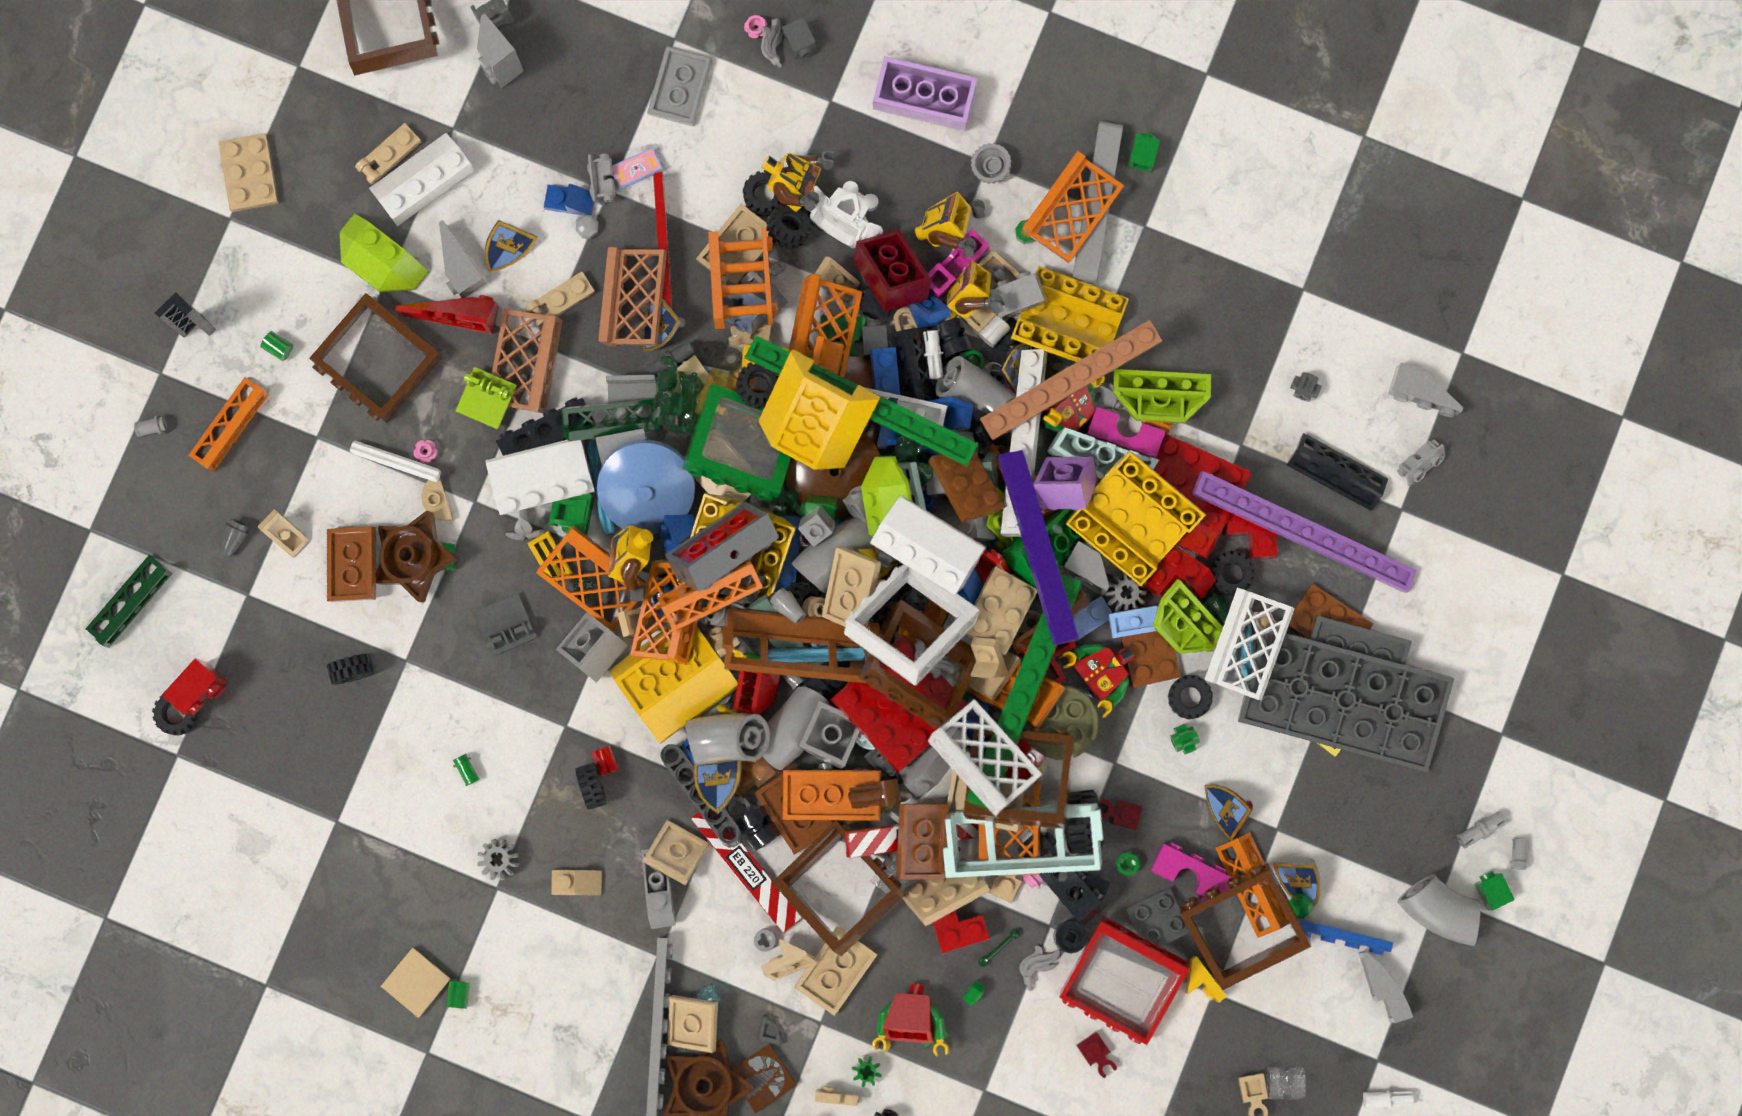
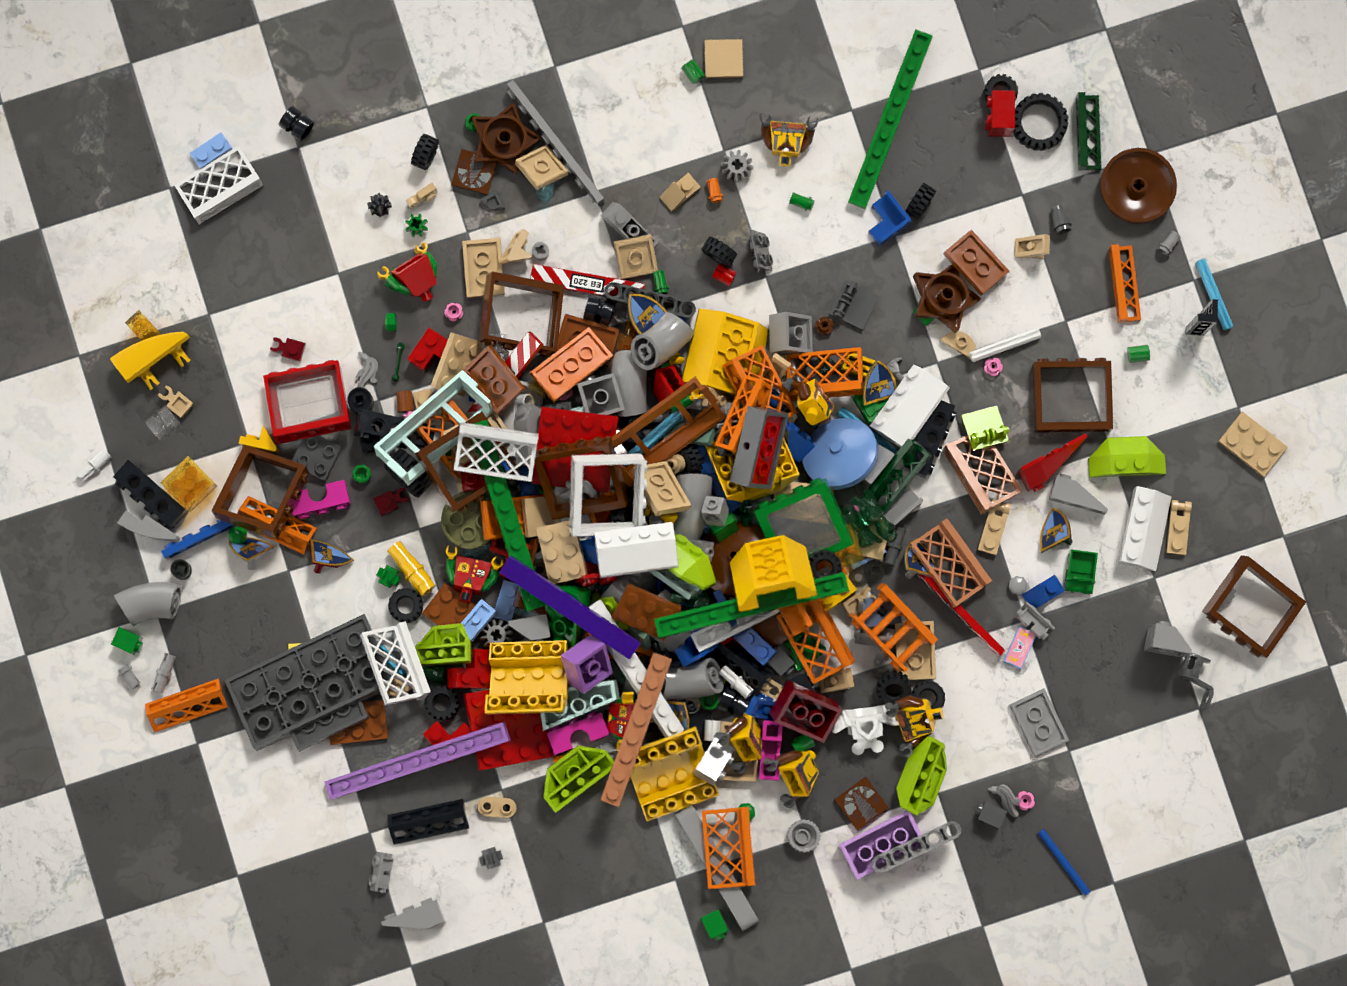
camera: 140 degrees right, 0 degrees up
(107, 499) = (1150, 173): none -> reddish brown dish
(144, 630) = (1061, 114): none -> black tyre
(150, 351) = (1213, 293): none -> medium azure axle
(306, 778) = (890, 119): none -> green plate
(392, 675) = (893, 219): none -> blue panel
(424, 844) = (787, 138): none -> torso
(516, 188) = (1081, 571): none -> green piece
(541, 854) = (714, 190): none -> orange pin
(542, 761) = (759, 243): none -> dark grey hinge
(545, 628) = (824, 330): none -> reddish brown plate
(551, 521) = (878, 384): none -> shield
(674, 806) = (660, 282): none -> green pin
(787, 605) = (691, 448): light grey cone -> none
(834, 123) = (922, 776): none -> lime wedge
(881, 793) = (541, 386): reddish brown piece -> none
(888, 50) = (925, 847): none -> light grey beam
(895, 951) = (448, 311): none -> bright pink plate
(910, 150) = (861, 803): none -> tile
(921, 248) = (802, 743): none -> green piece
(988, 659) = (542, 516): tan slope -> none
(1026, 900) = (404, 401): none -> dark orange piece
(1155, 727) = (411, 568): none -> yellow piece
(1258, 432) = (497, 807): none -> tan plate
(1309, 997) = (189, 484): none -> clear yellow brick
(1341, 984) = (175, 510): none -> black brick
(1384, 921) = (178, 567): none -> pearl dark grey wheel
(1484, 783) = (183, 702): none -> orange fence

